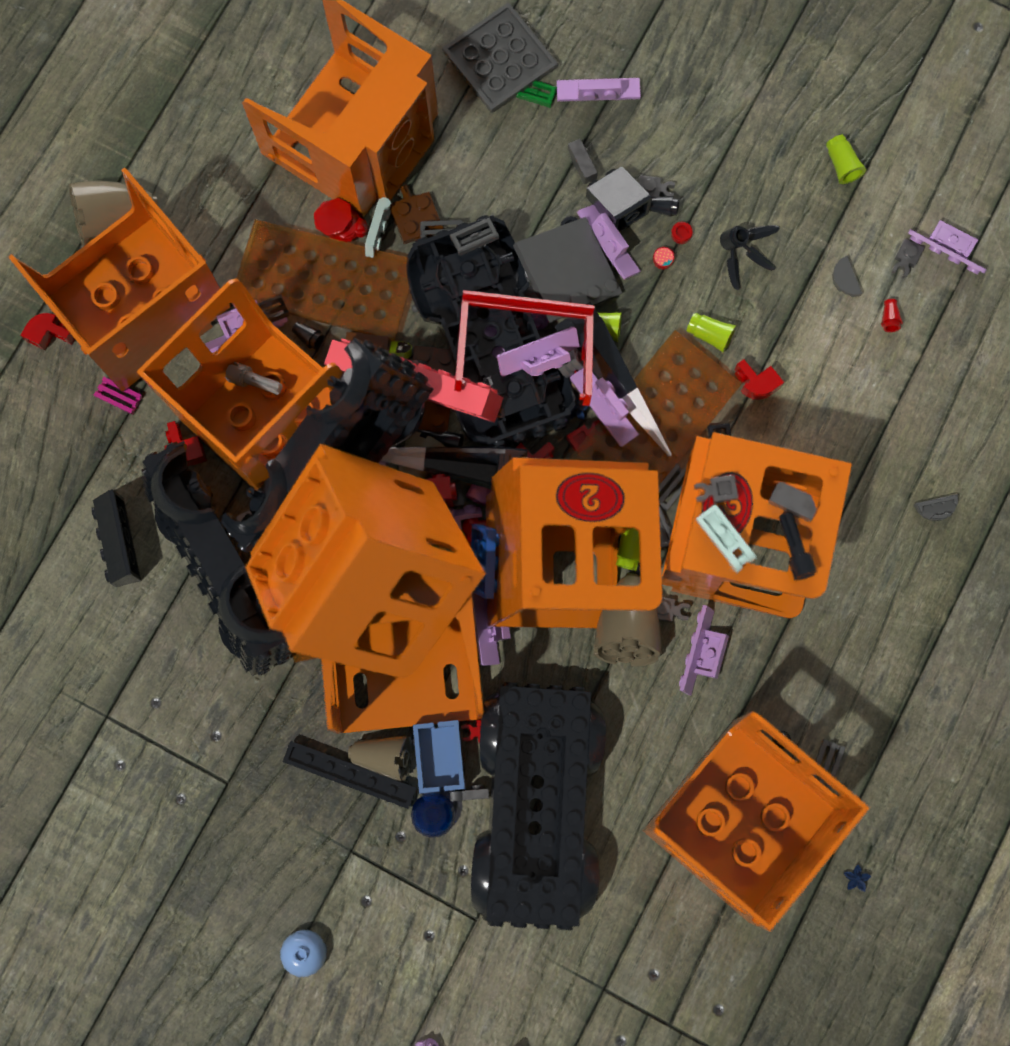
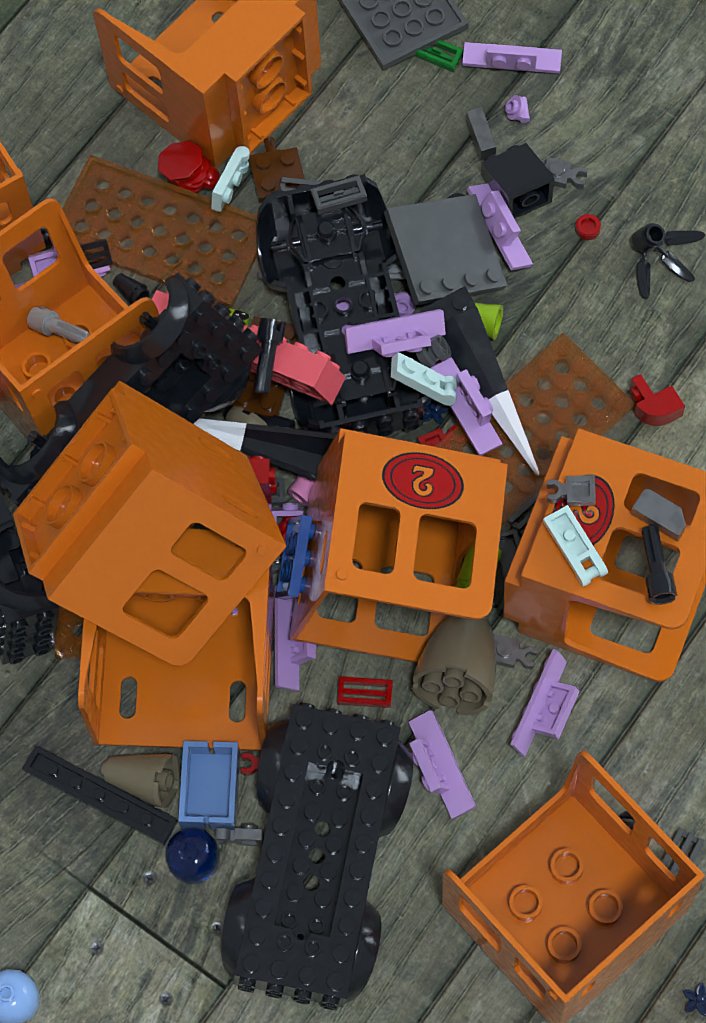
camera: 10 degrees right, 10 degrees down
(438, 375) = (270, 336): none -> black piece
(534, 306) = (385, 278): red piece -> none
(553, 658) = (364, 692): none -> red tile
(565, 389) = (424, 379): none -> light aqua plate
(609, 135) = (517, 109): none -> lavender plate
(623, 713) = (439, 765): none -> lavender bracket
(663, 258) = (562, 252): tile -> none
(665, 205) = (572, 193): black cone -> none
(711, 331) = (608, 340): lime plant -> none

